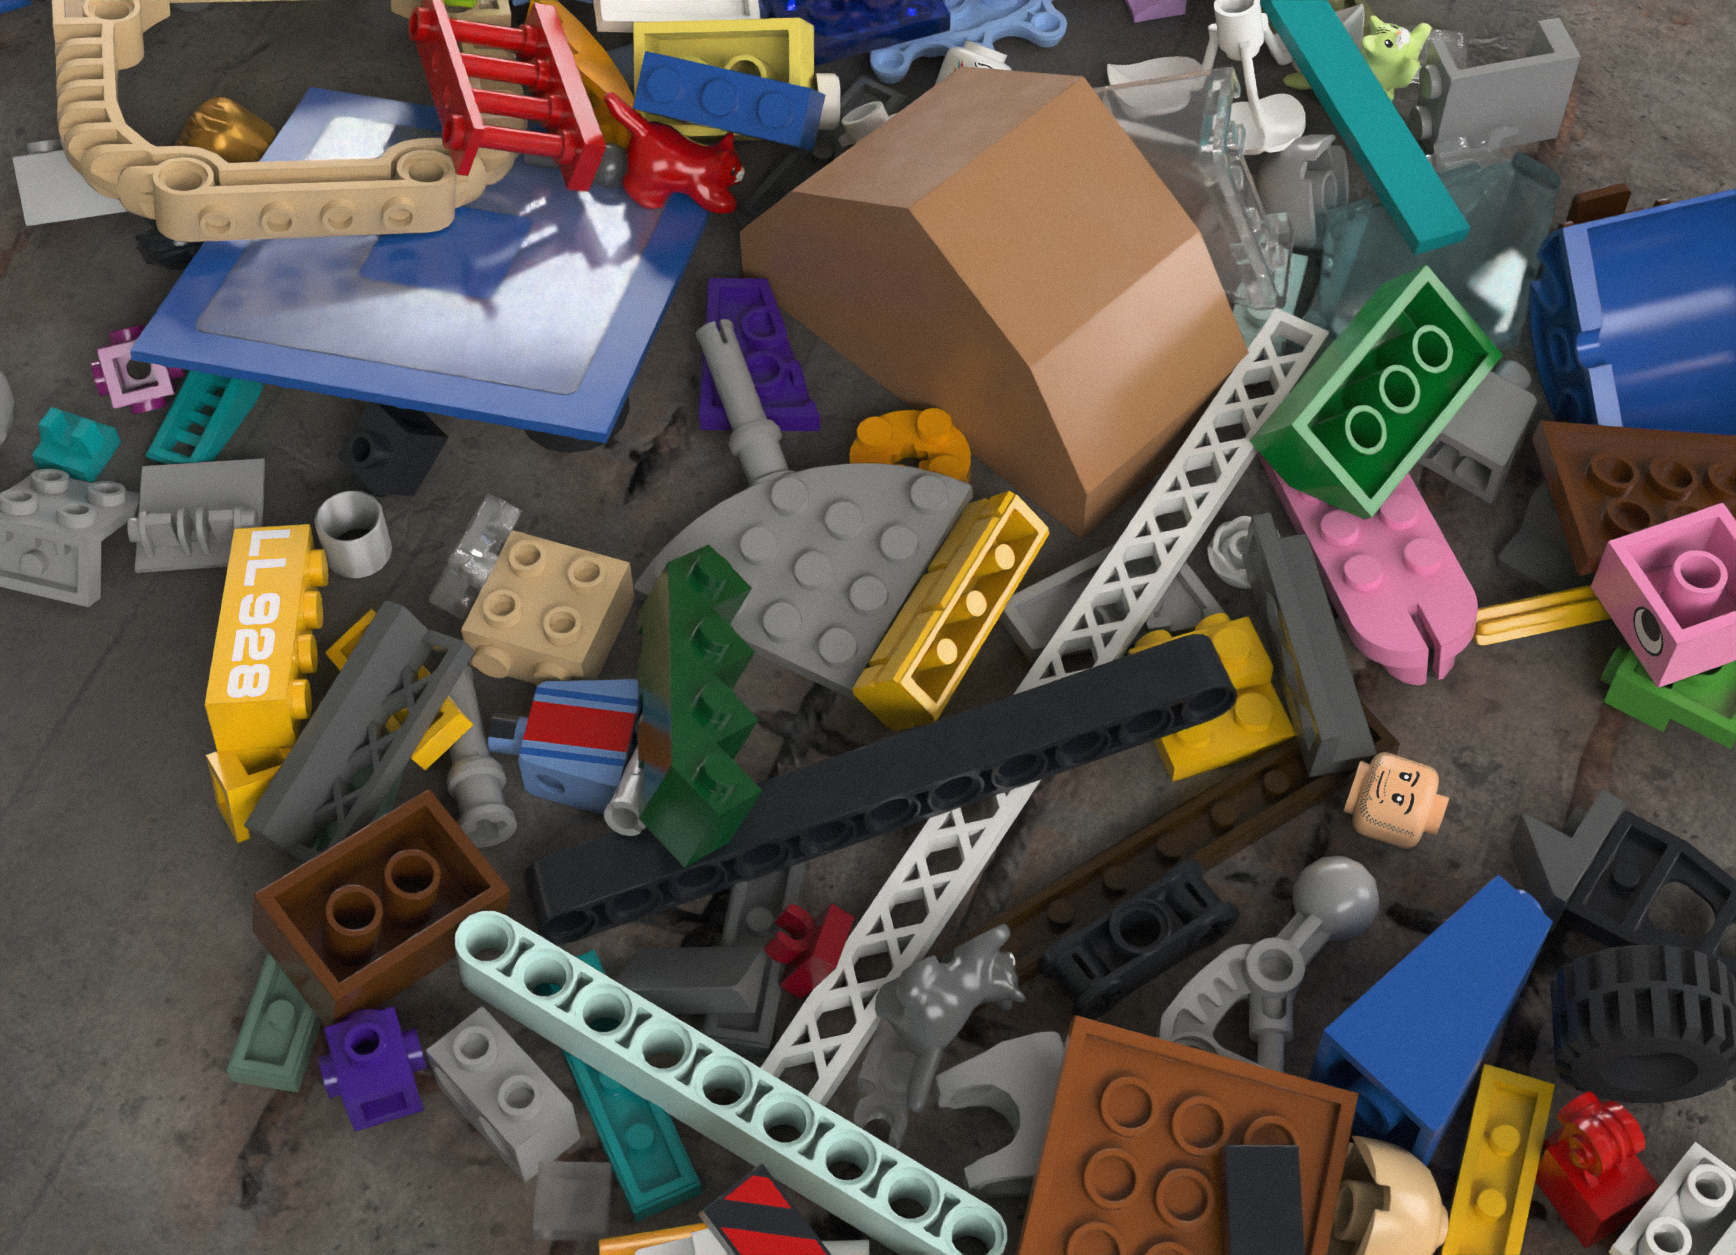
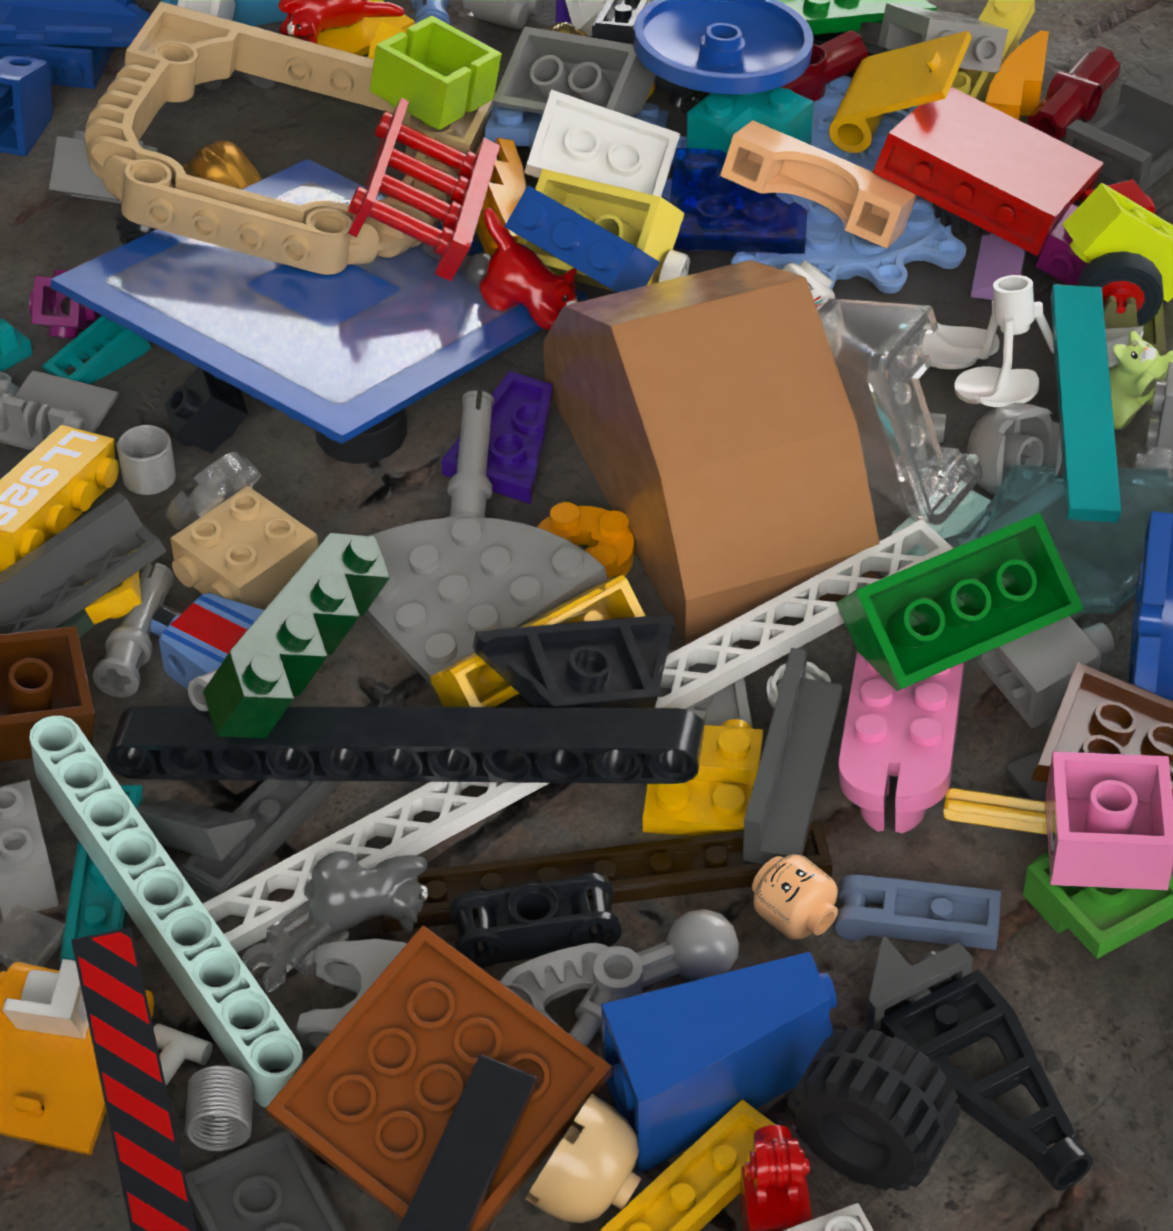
camera: 25 degrees right, 10 degrees down
(812, 949) = (289, 835): dark red tile -> none
(1032, 617) = (582, 662): none -> black wing
(1523, 764) = (918, 911): none -> sand blue plate

